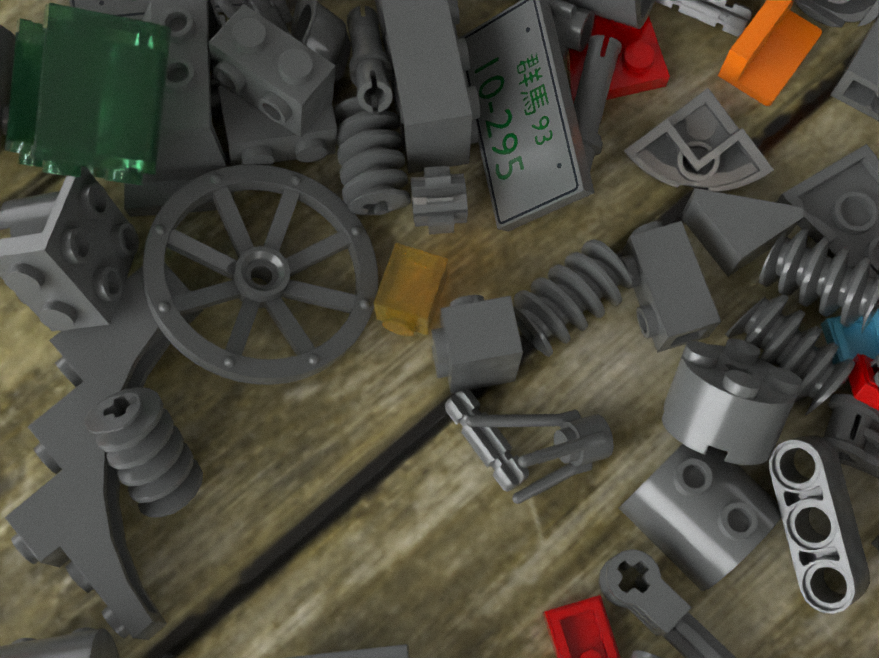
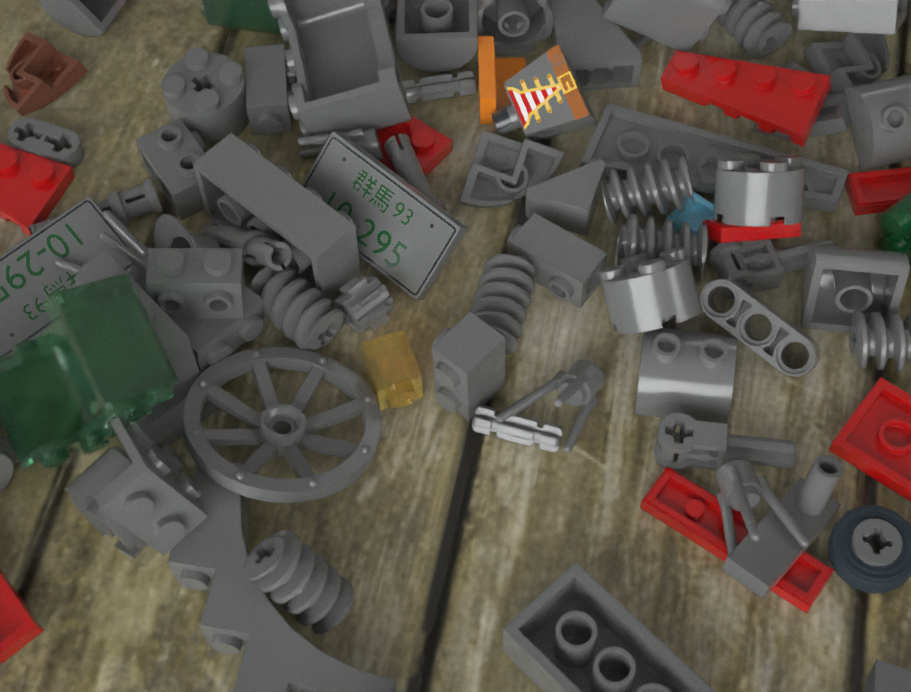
camera: 35 degrees left, 15 degrees down
(800, 97) = (545, 99): none -> torso

